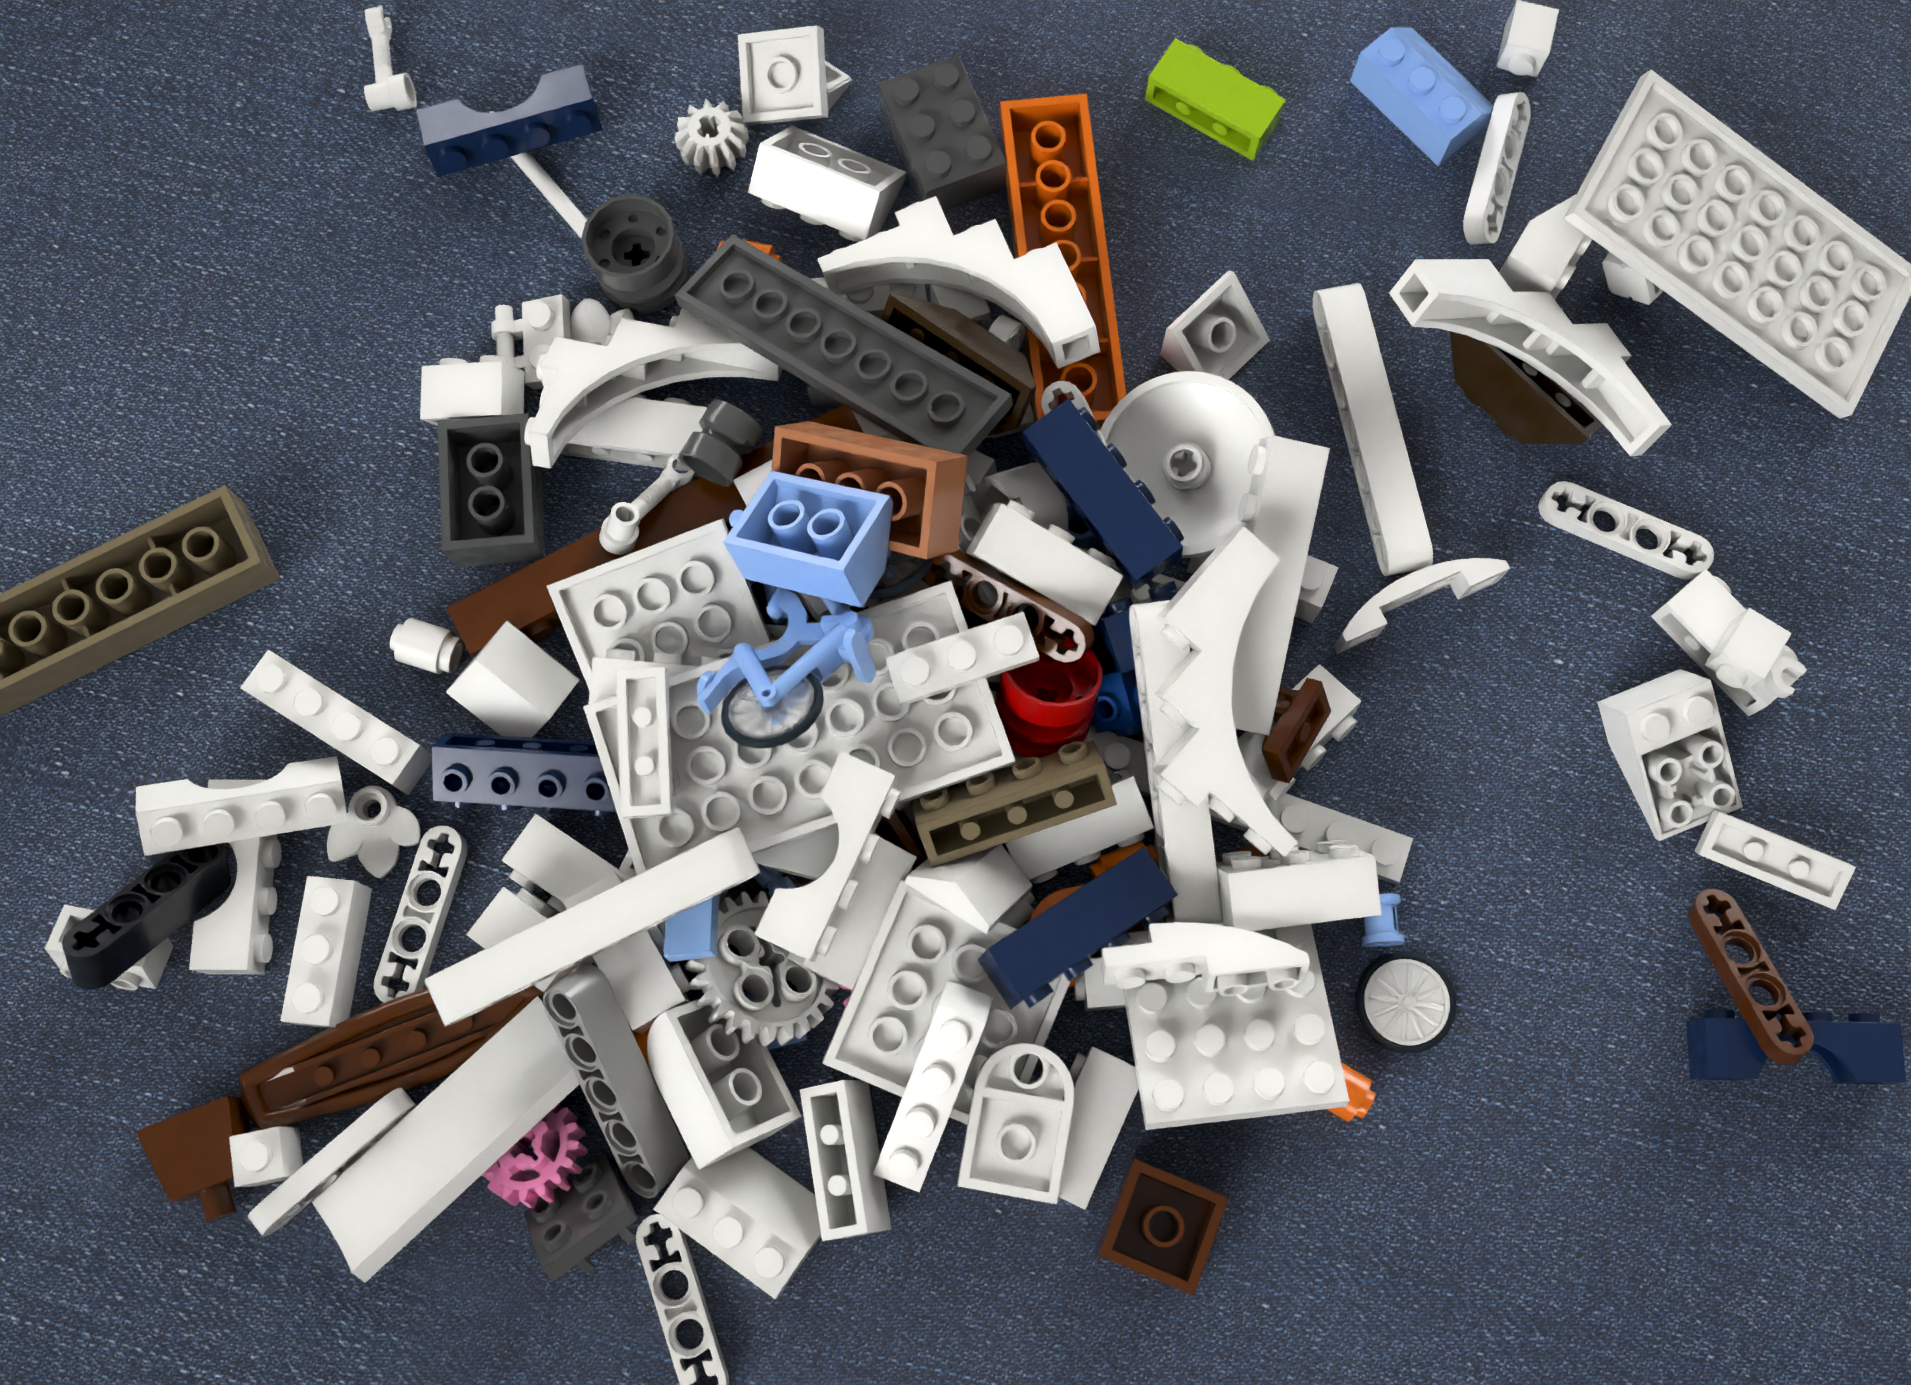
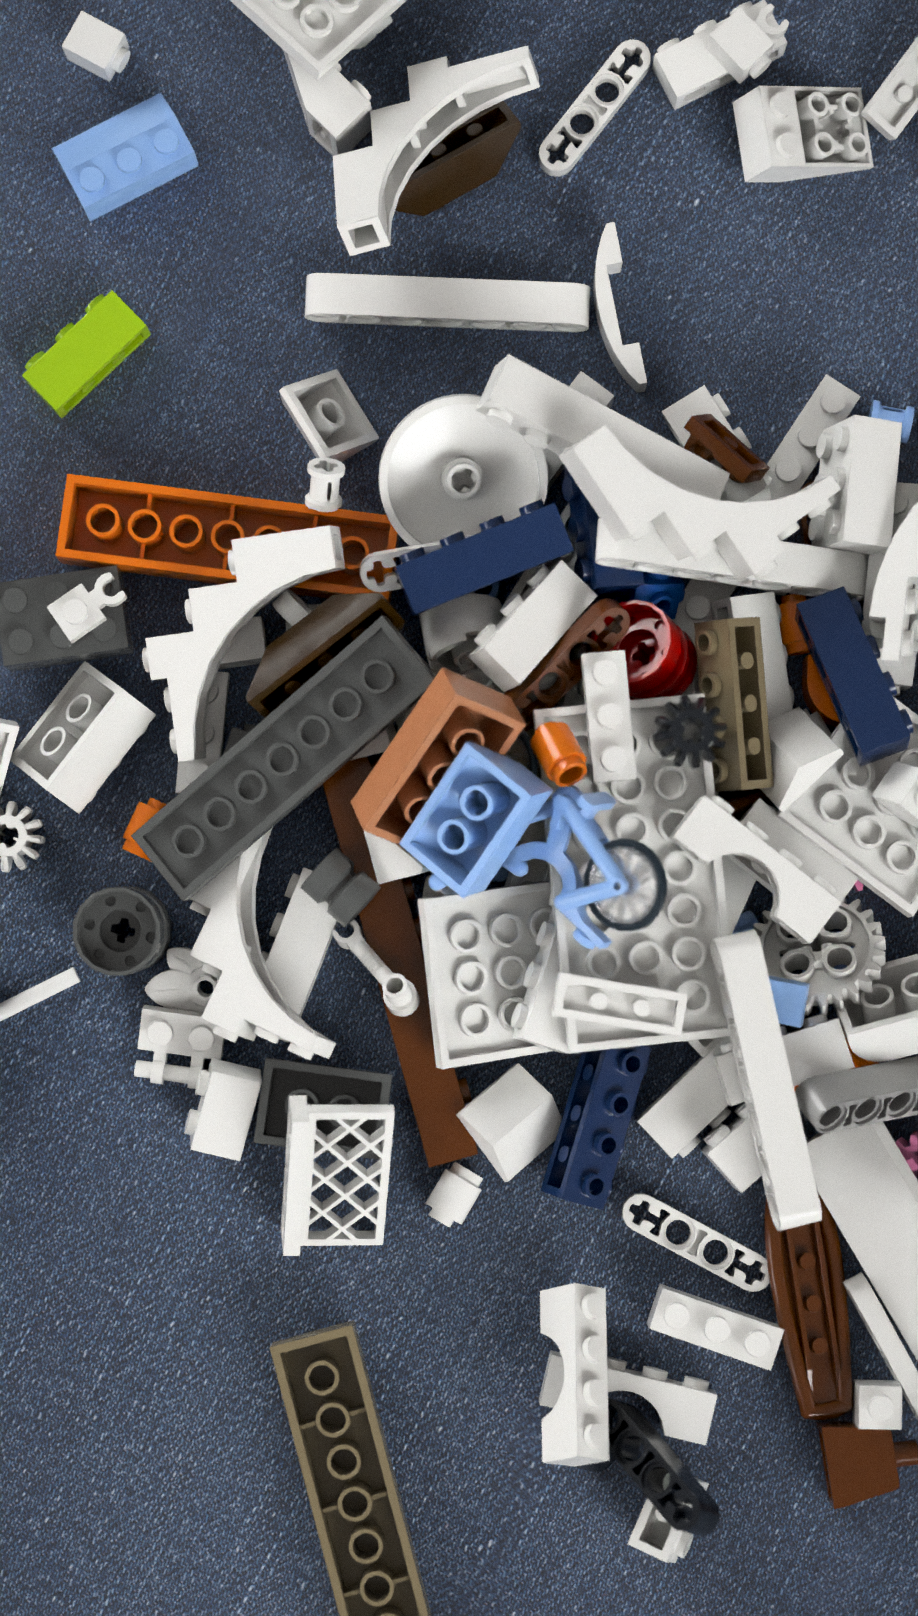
camera: 75 degrees left, 10 degrees up
(338, 722) = (508, 1285): white arch -> none
(375, 838) = (617, 1269): white plate -> none
(407, 474) = (301, 1166): none -> white fence
(904, 607) = (559, 753): none -> orange brick
(952, 133) = (81, 611): none -> white plate
(962, 731) = (704, 734): none -> black gear
(1157, 337) = (324, 484): none -> white bush
(1496, 169) = (222, 114): white beam -> none

